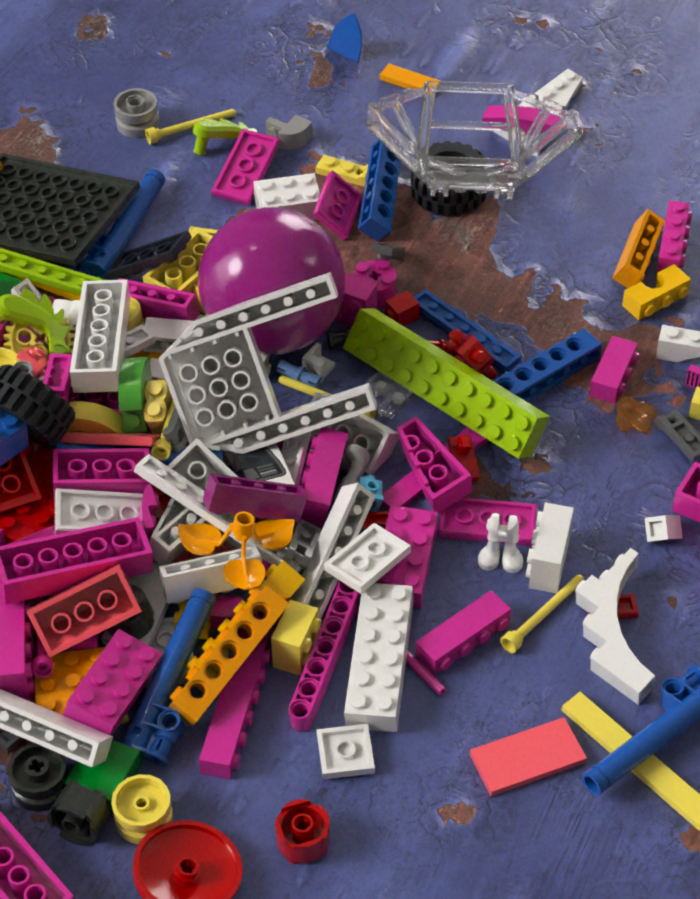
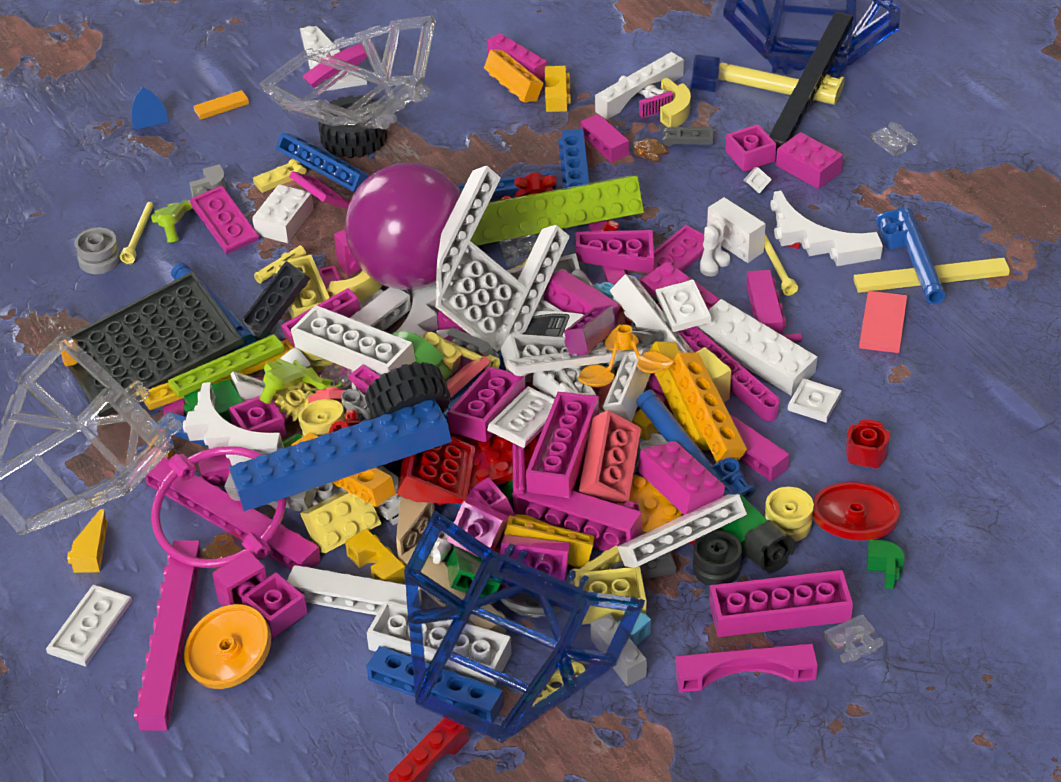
camera: 55 degrees left, 5 degrees down
(147, 510) = (544, 389): dark pink slope -> none

